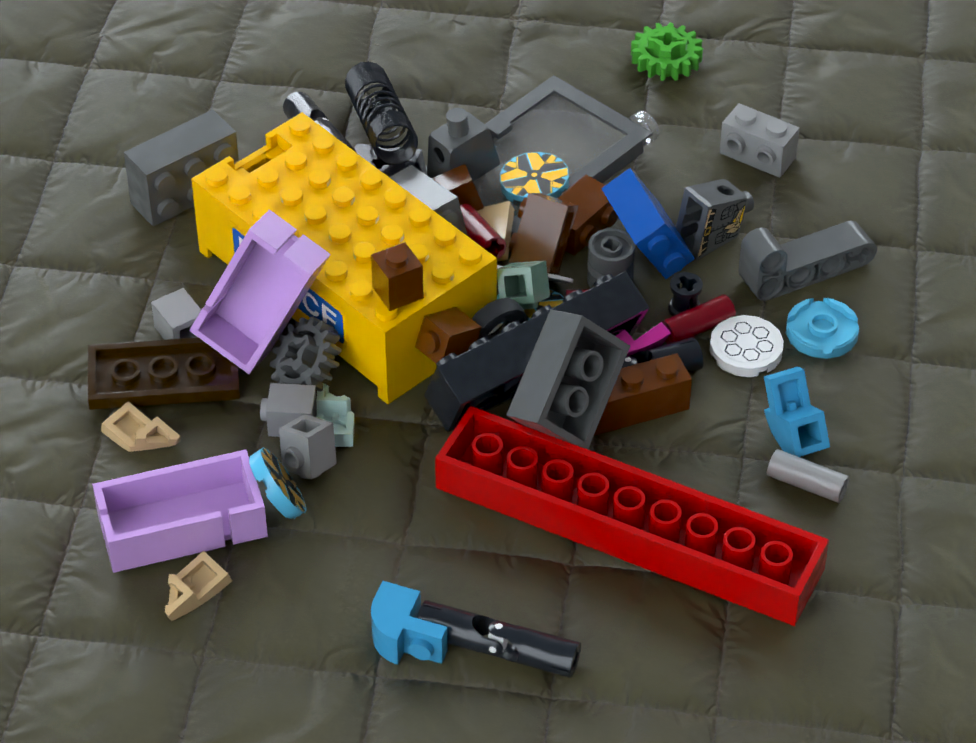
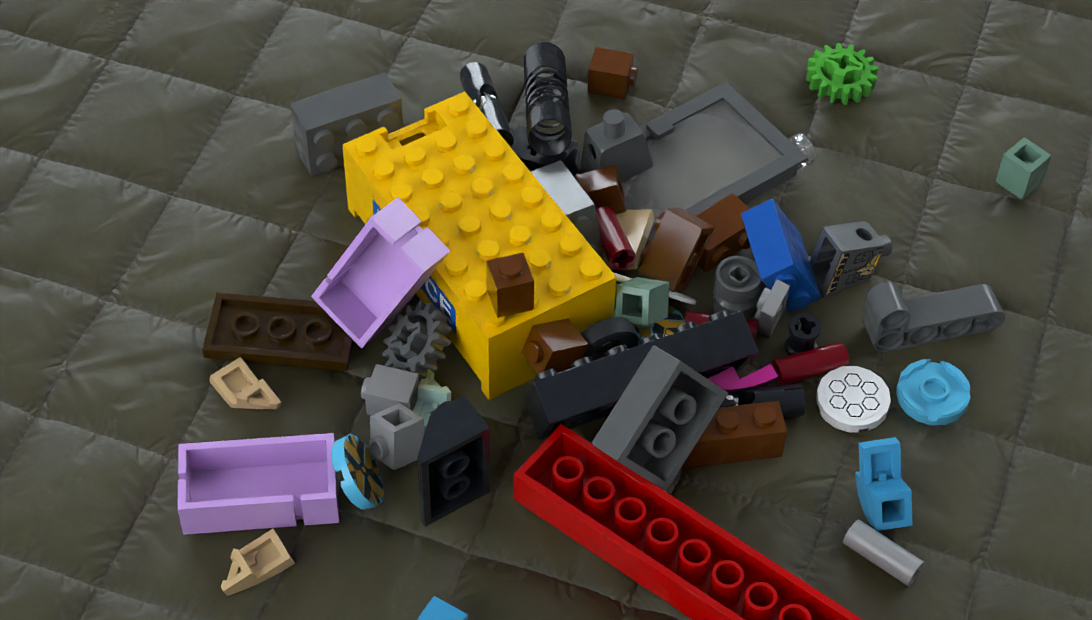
camera: 10 degrees right, 5 degrees up
(175, 315) = (305, 274): light grey brick -> none
(374, 453) = (453, 460): none -> black slope
(437, 83) = (611, 73): none -> reddish brown brick
(534, 174) = (682, 186): tile -> none
(650, 270) = (770, 307): none -> light grey plate
(759, 140) = (912, 182): light grey brick -> none
(864, 111) = (1023, 168): none -> sand green brick

